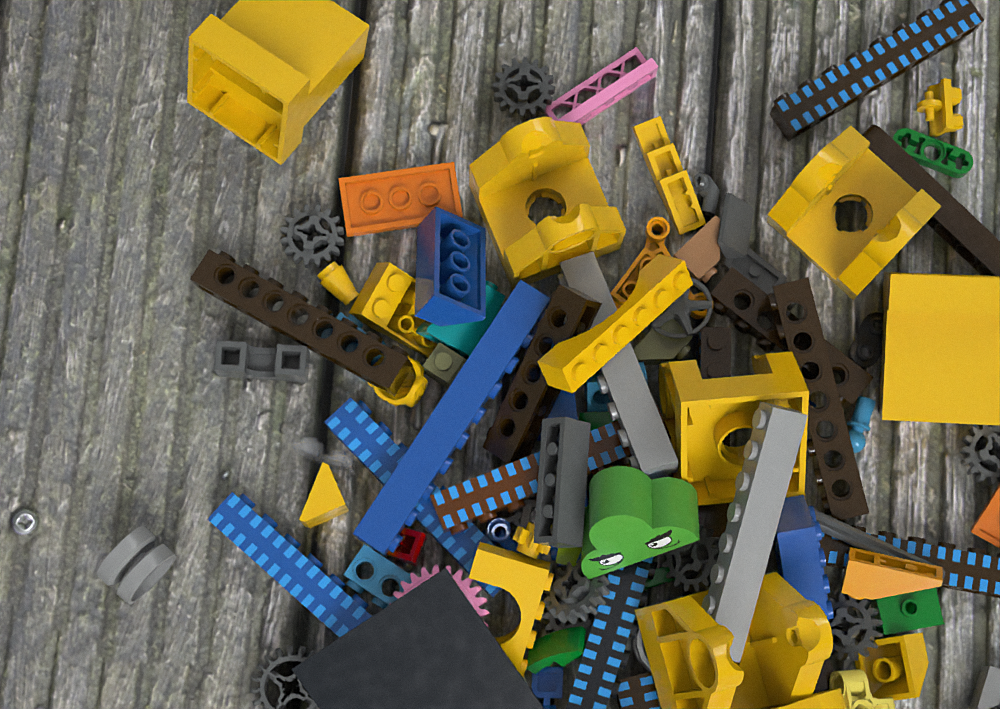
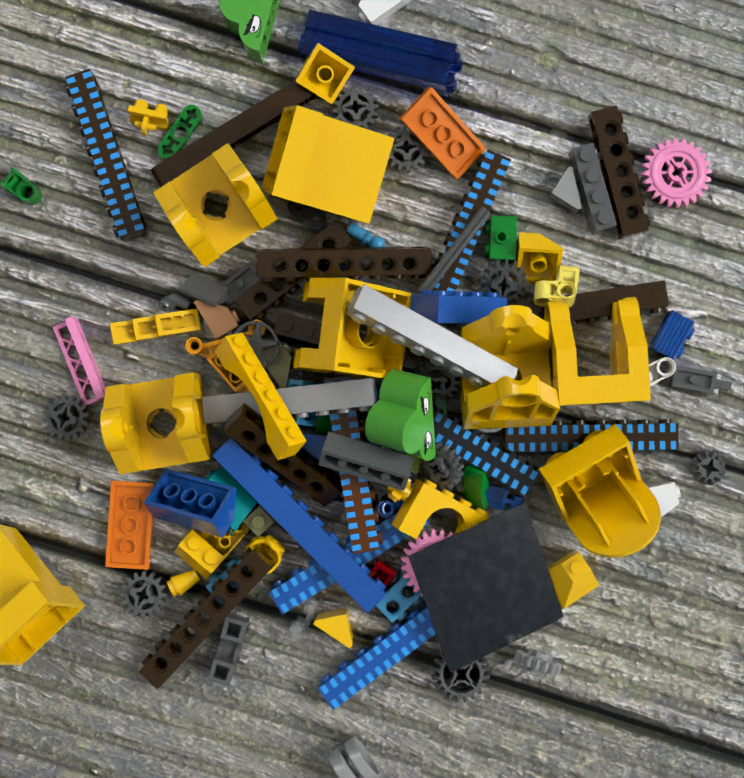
camera: 75 degrees left, 10 degrees up
(881, 575) = (477, 249): light orange slope -> none

